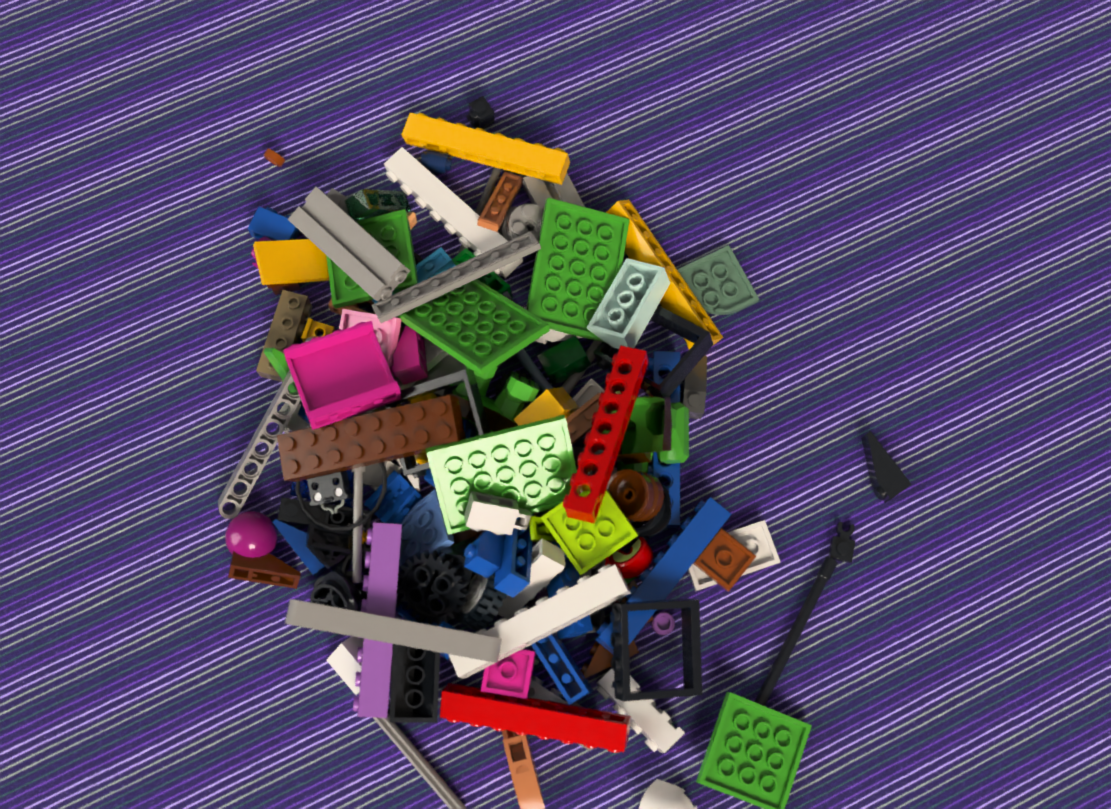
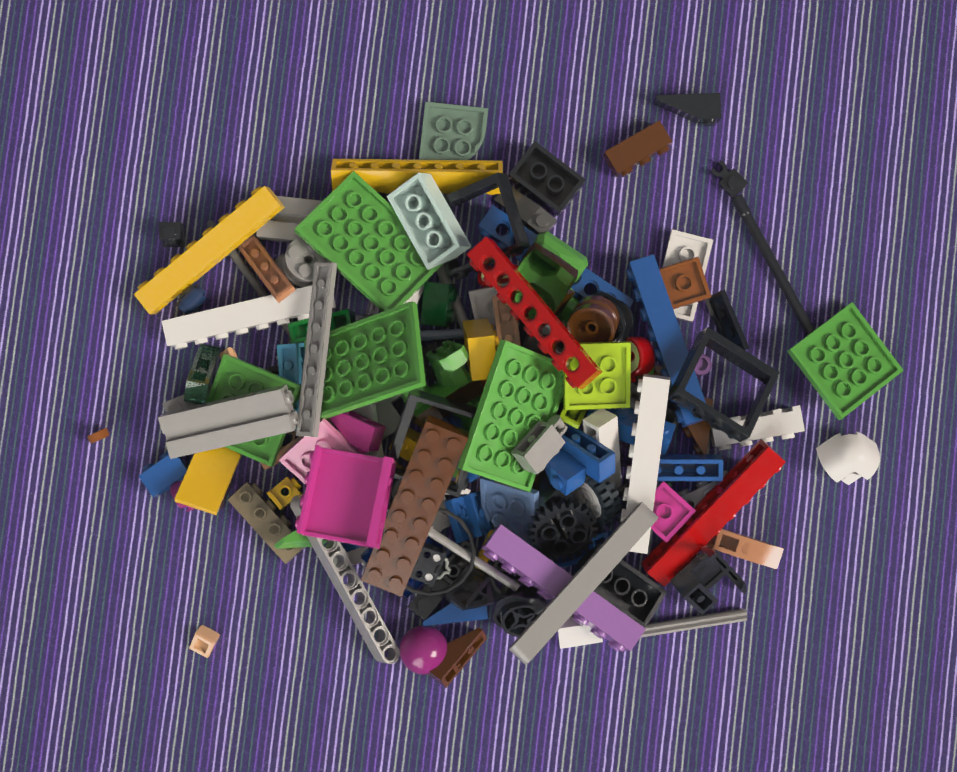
camera: 50 degrees left, 10 degrees up
(149, 348) = (204, 641): none -> light nougat slope
(470, 744) = (700, 575): none -> black piece
(718, 619) = (725, 319): none -> black plate
(733, 384) = (546, 179): none -> black brick
(813, 446) = (638, 149): none -> reddish brown brick

